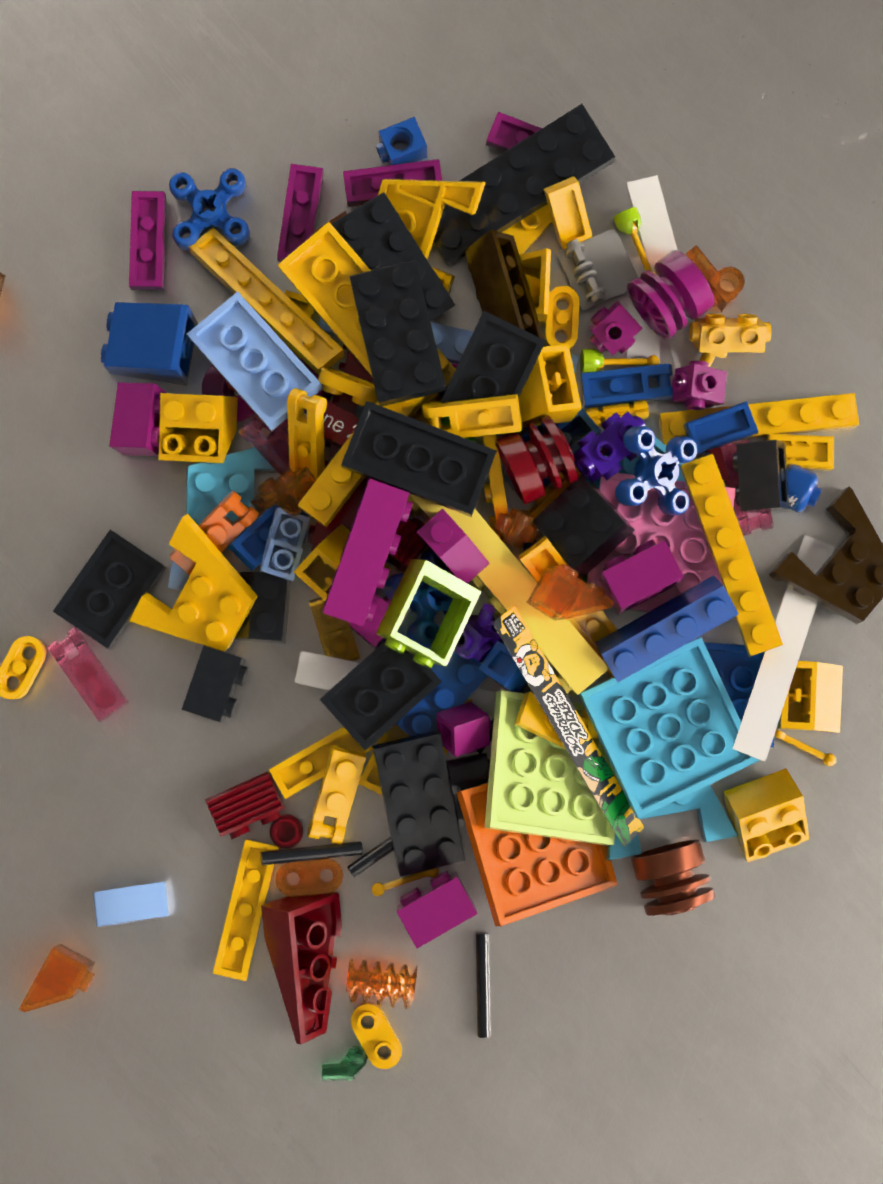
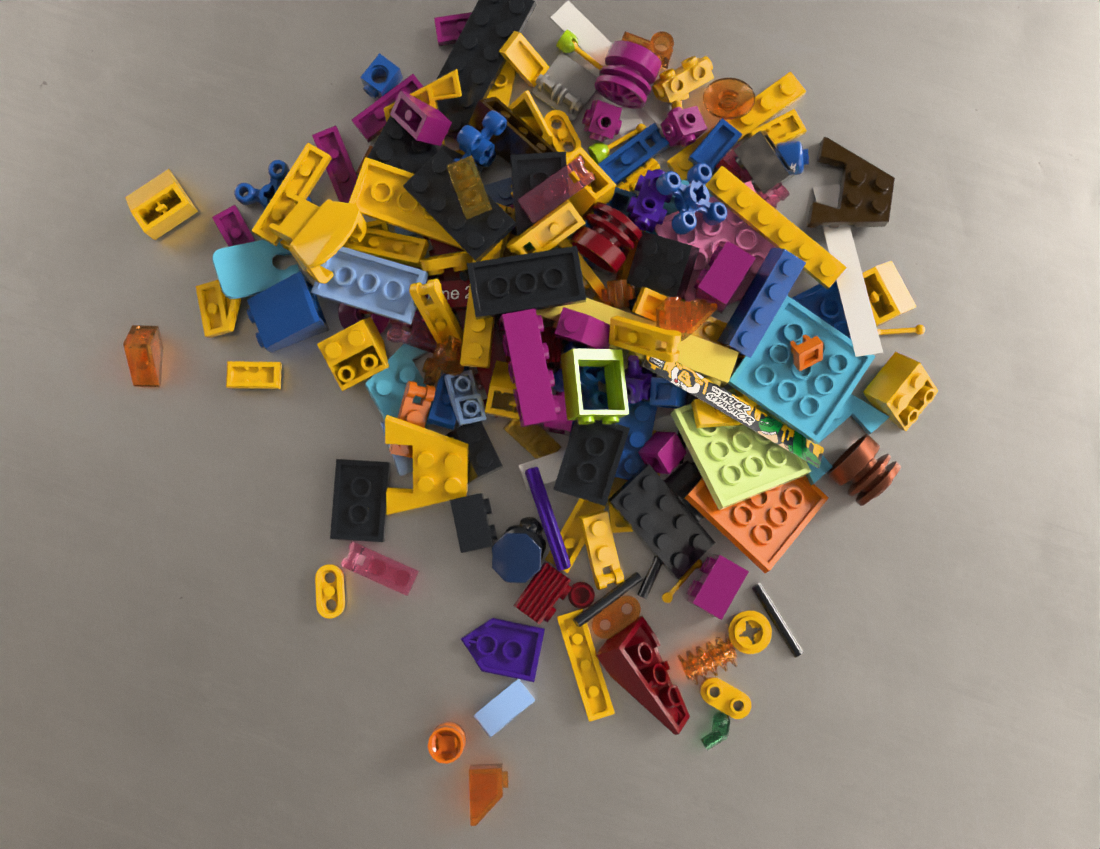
camera: 25 degrees left, 0 degrees up
(47, 904) = (447, 742): none -> orange wheel
(76, 387) = (253, 375): none -> yellow plate
(84, 146) = (160, 205): none -> yellow slope
(85, 290) = (216, 310): none -> yellow wing
(136, 419) = (310, 372): magenta brick -> none
(138, 269) = (249, 268): none -> medium azure piece
(172, 841) = (506, 648): none -> dark purple tile
(229, 216) = (298, 182): none -> yellow plate
(231, 274) = (318, 233): none -> yellow piece
(246, 744) = (519, 551): none -> dark blue piece
(297, 727) = (547, 518): none -> dark purple axle
(414, 214) = (420, 119): none -> magenta slope
(417, 319) = (469, 187): none -> clear yellow slope
(454, 993) = (760, 638): none -> yellow gear
(458, 278) = (477, 143): none -> blue gear
(509, 376) = (555, 190): none -> clear pink plate
(511, 594) = (644, 339): none -> yellow plate
(684, 713) = (807, 352): none -> orange tile
(773, 375) = (728, 98): none -> clear orange dish

